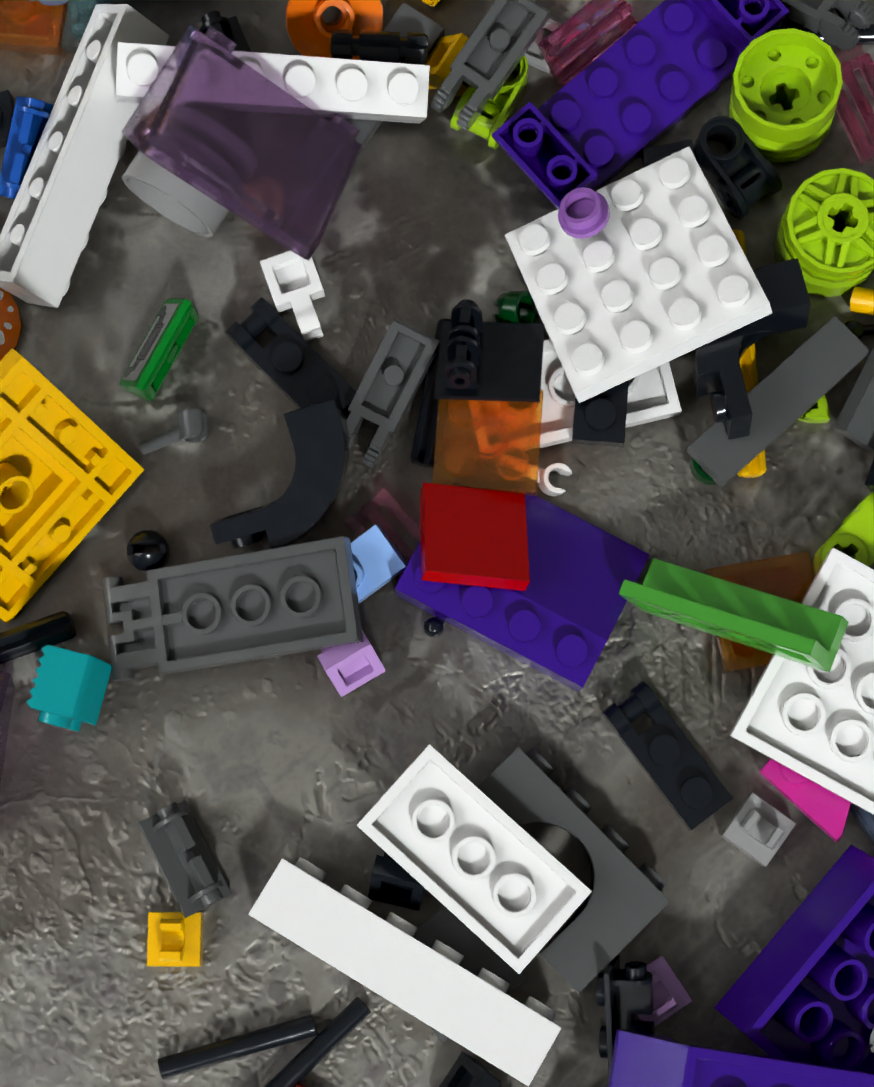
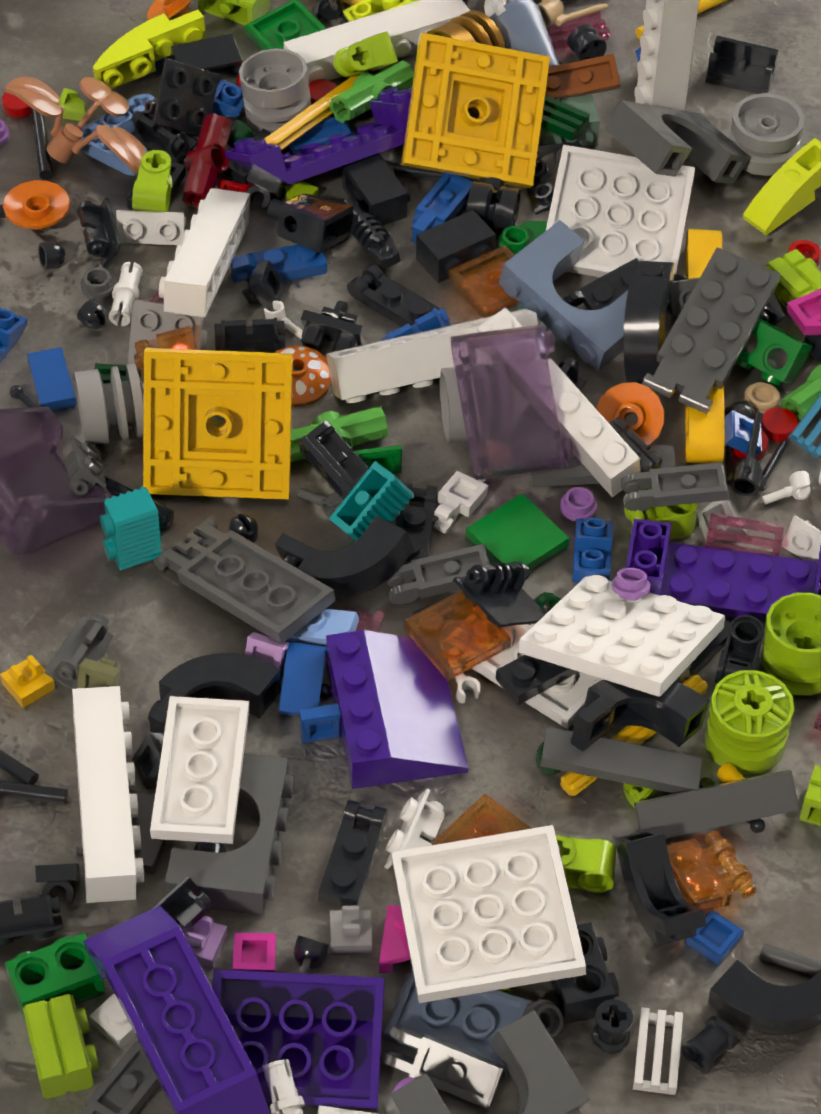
camera: 45 degrees right, 30 degrees down
(99, 347) = (353, 428): none -> bright green piece
(161, 389) = (332, 458): none -> black hinge
(245, 864) = (98, 674): none -> olive tile
(248, 399) = (374, 495): none -> teal brick
(340, 734) = (218, 677): none -> black arch
(391, 265) = (518, 534): none -> green tile
(402, 167) = (578, 504): none -> medium lavender plate
(412, 645) = (301, 678): none -> blue slope
(473, 202) = (592, 548): none -> blue slope
(474, 537) = (391, 653): red tile -> none
(484, 669) = (320, 723): none -> blue tile
(702, 697) = (419, 819): none -> white hinge
(719, 953) = (254, 952): none -> dark pink plate
(739, 614) = (467, 808): bright green fence -> none
(753, 888) = (311, 948): none -> black hinge

